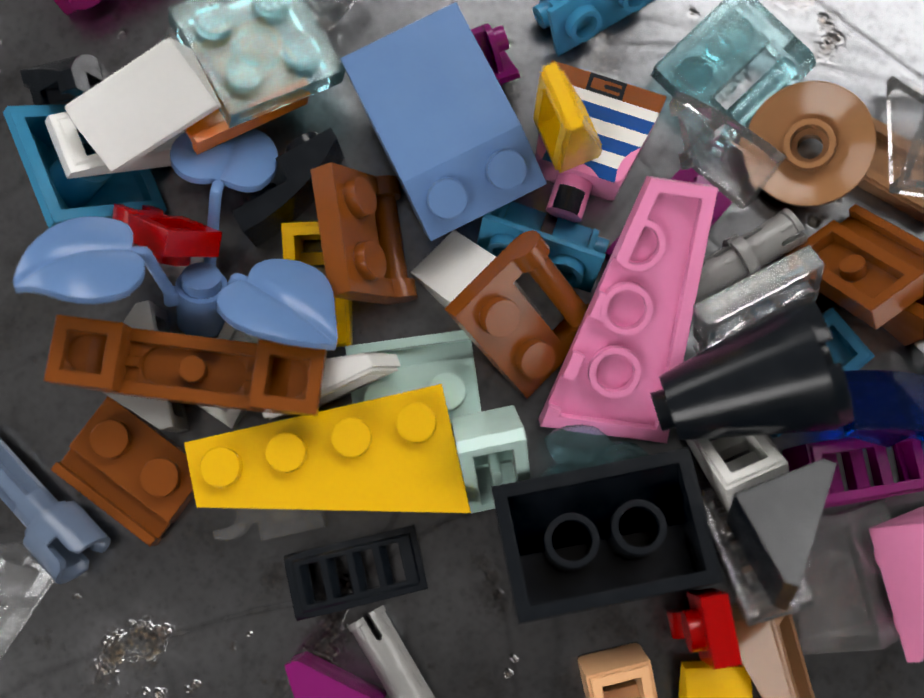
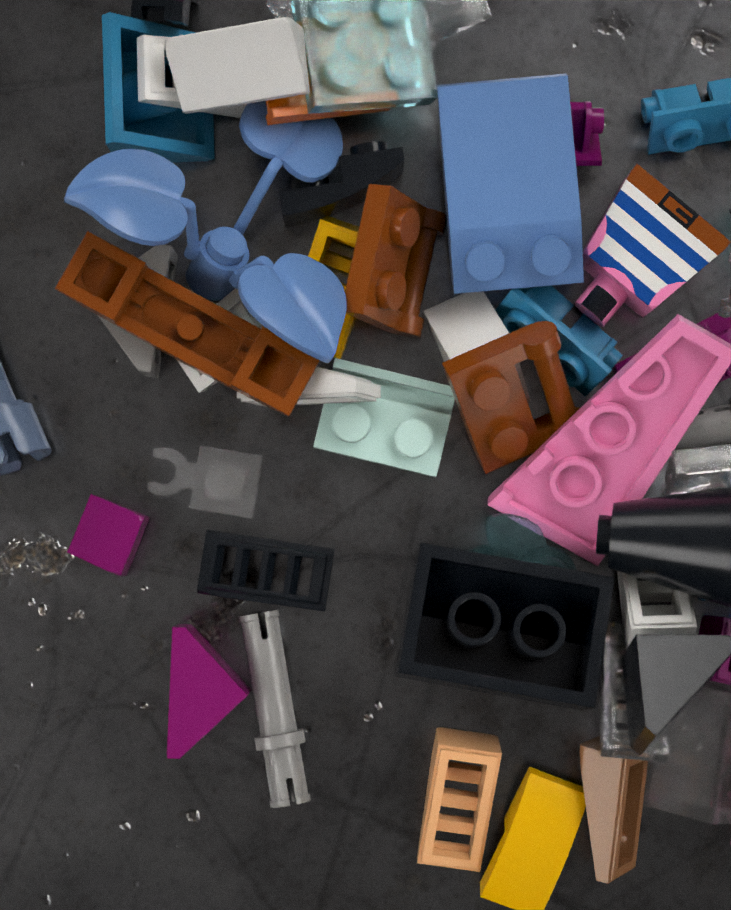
camera: 15 degrees right, 5 degrees up
(129, 471) = (92, 395): dark orange plate -> none
(169, 237) = (215, 194): red plate -> none
(195, 598) = (108, 535): none -> magenta slope
(353, 457) = (304, 465): yellow wing -> none
(490, 453) = (431, 511): light aqua slope -> none
(564, 121) = (623, 234): yellow slope -> none
(707, 628) = (564, 743): red plate -> none

